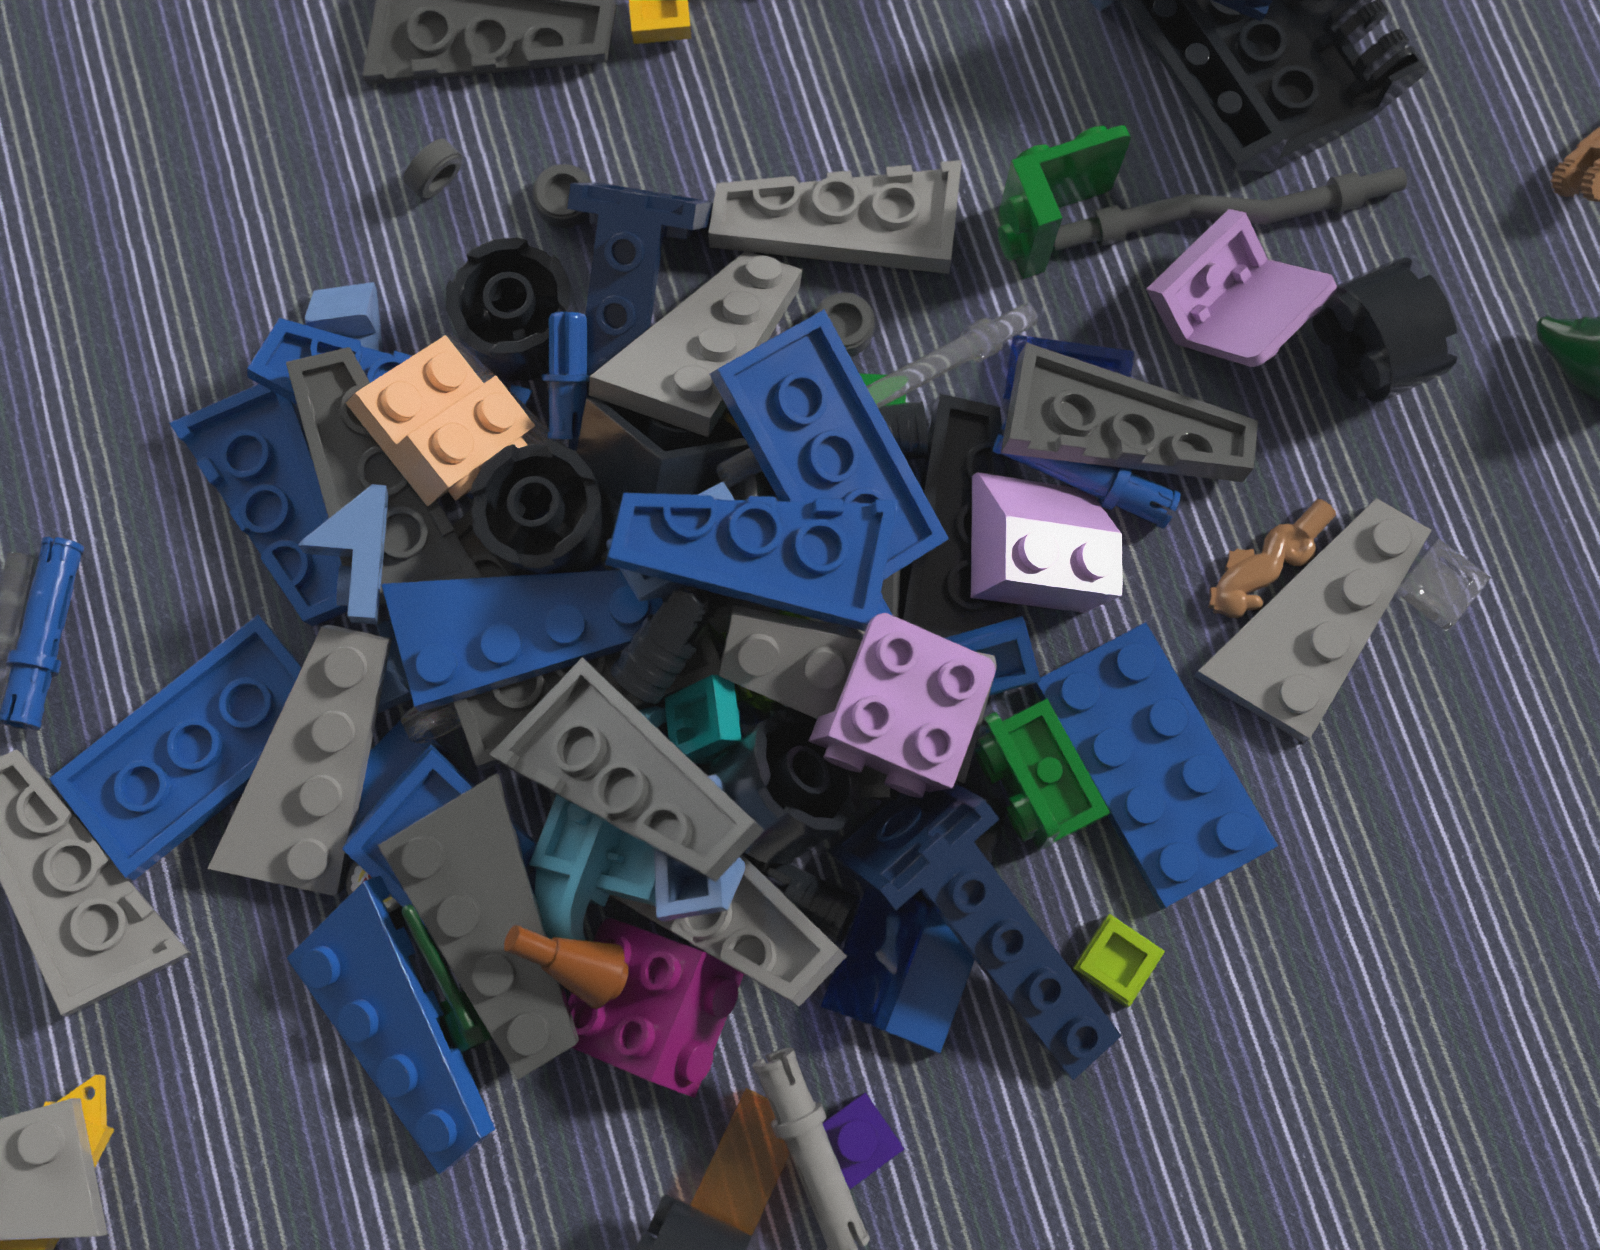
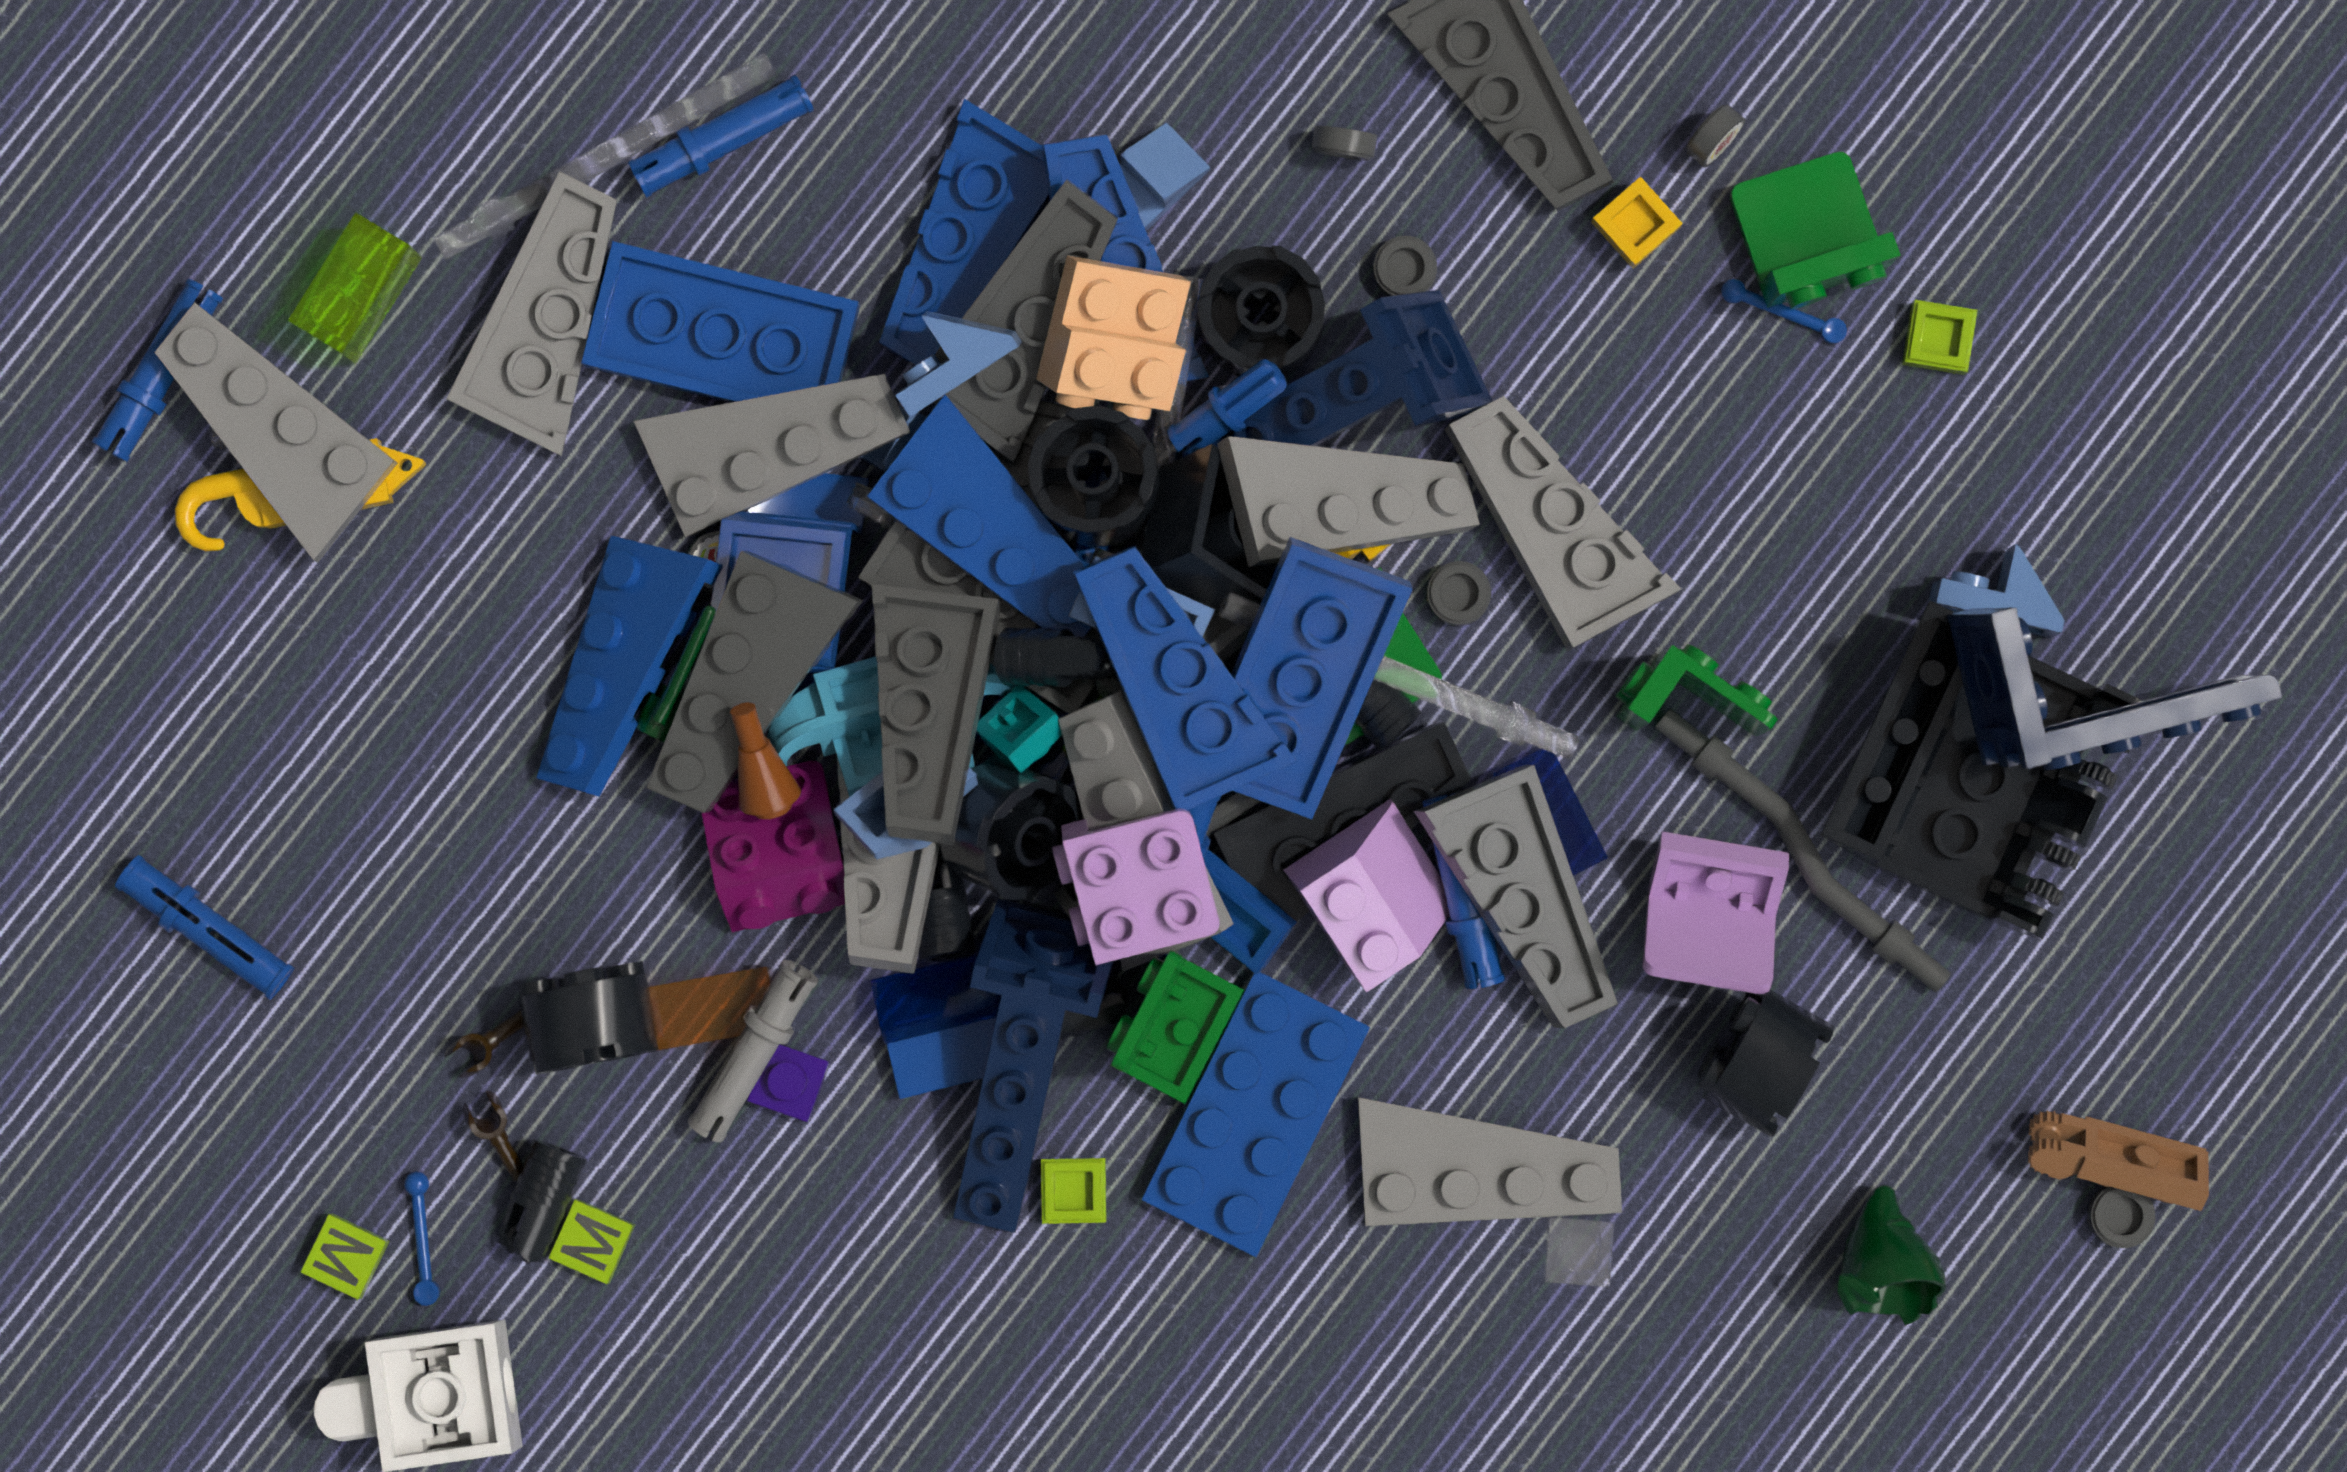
camera: 60 degrees right, 10 degrees up
(1252, 572) = (1478, 1083): medium nougat animal -> none

